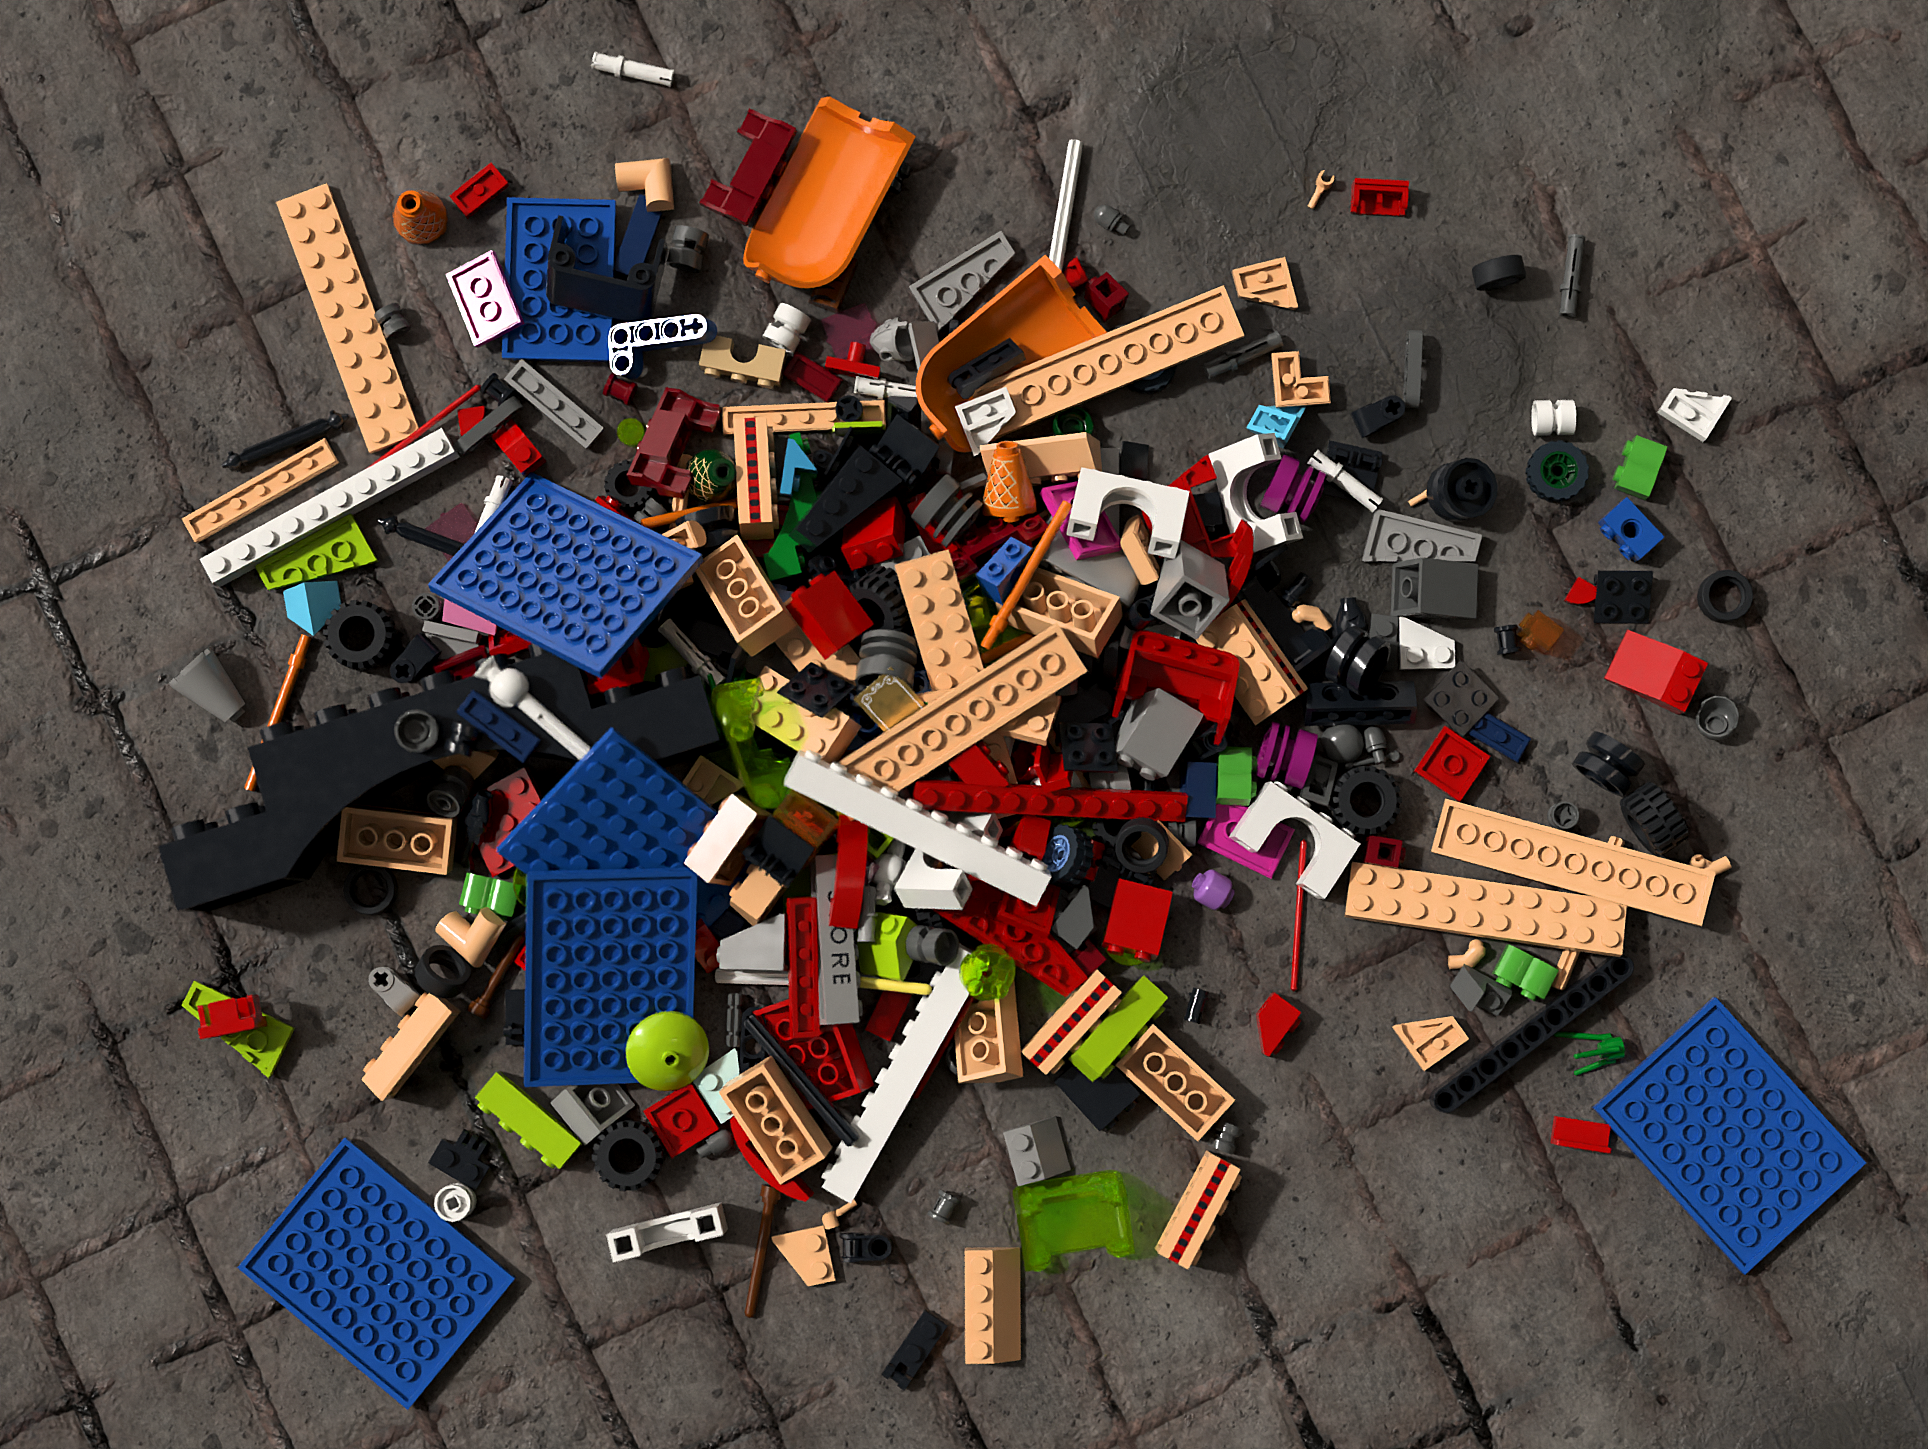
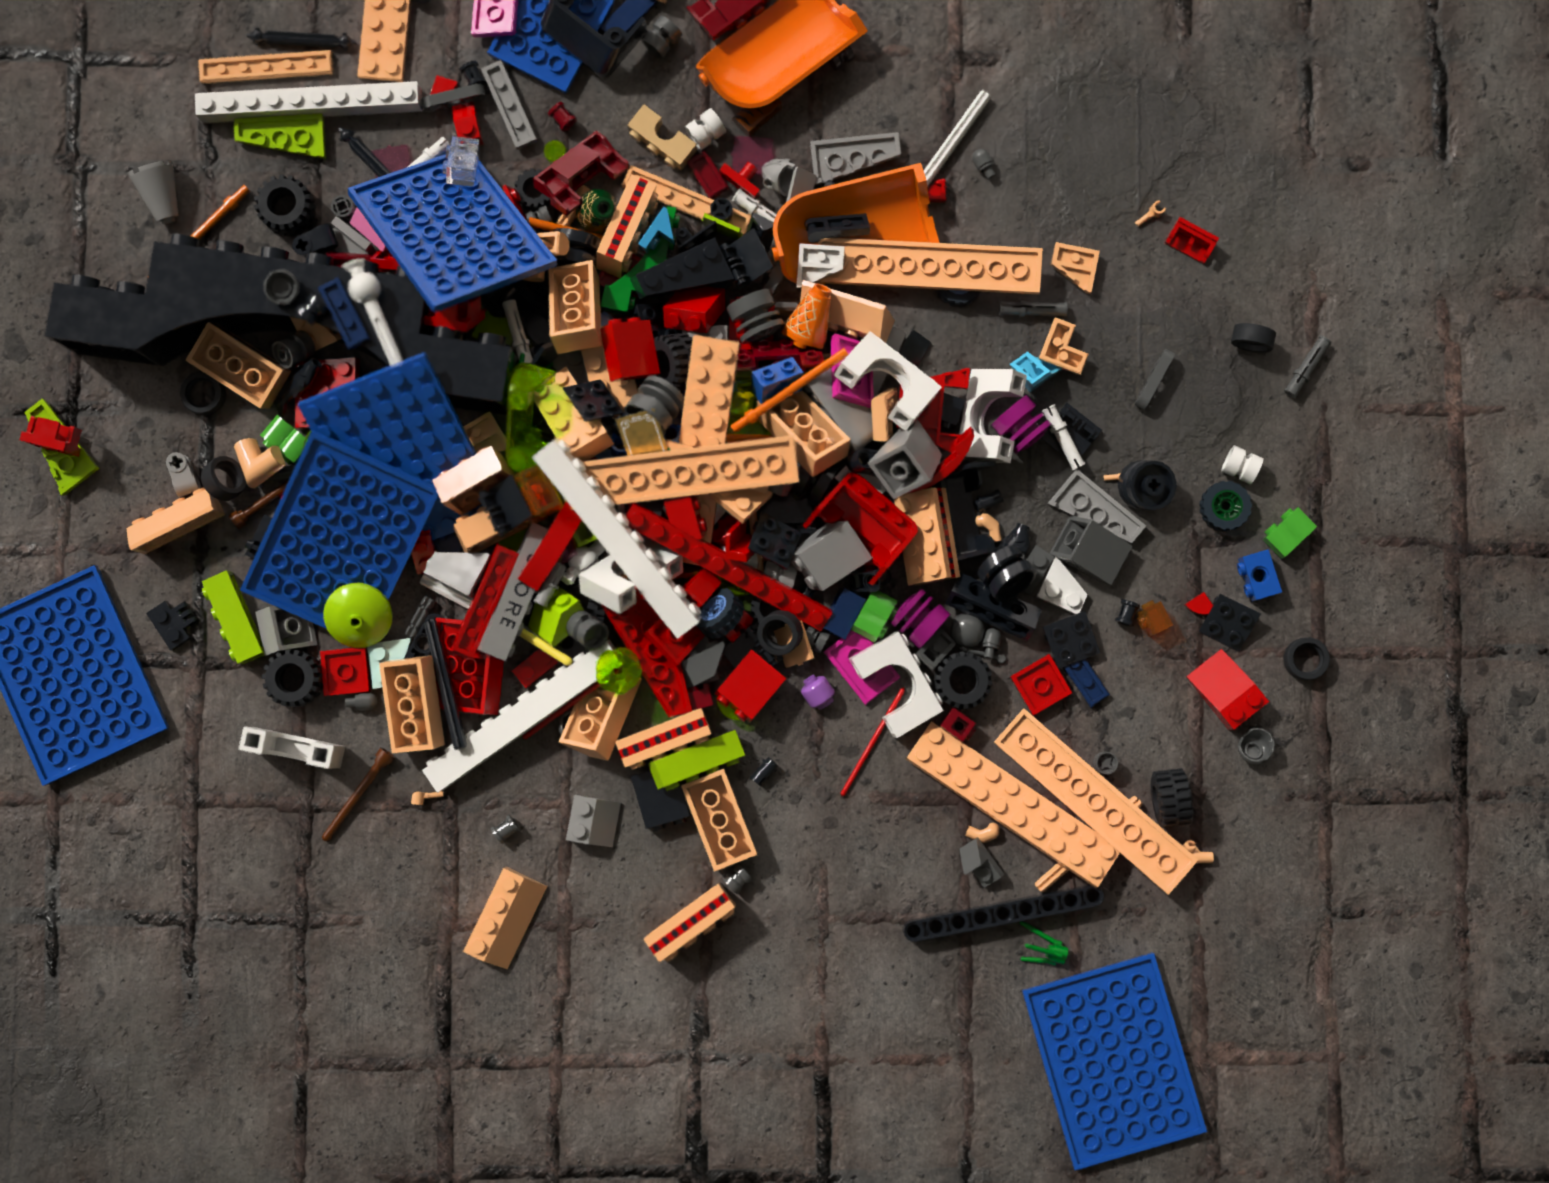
camera: 30 degrees right, 0 degrees up
(312, 604) = (261, 164): medium azure slope -> none
(430, 423) = (418, 74): red axle -> none
(455, 1202) = (150, 651): white wheel -> none
(537, 493) = (462, 161): none -> clear brick
(662, 339) = (610, 92): blue beam -> none
(794, 1187) = (402, 760): red slope -> none
(808, 1254) = (389, 815): light nougat wing -> none
(863, 1246) = (430, 828): black piece -> none
(915, 1348) = (433, 922): black plate -> none
(1072, 421) = (883, 296): dark green hair -> none
(1073, 1216) = (595, 882): clear neon green windscreen -> none
(1106, 295) = (952, 217): dark red brick -> none
(1274, 1021) = (816, 810): red slope -> none
(1374, 416) = (1108, 400): black piece -> none
(1430, 1039) = (925, 880): light nougat wing -> none
(1525, 972) = (1020, 865): bright green brick -> none
(1580, 1134) = (1003, 1006): red panel -> none
(1608, 763) = (1157, 740): black wheel -> none
(1694, 411) = (1350, 510): white wing -> none

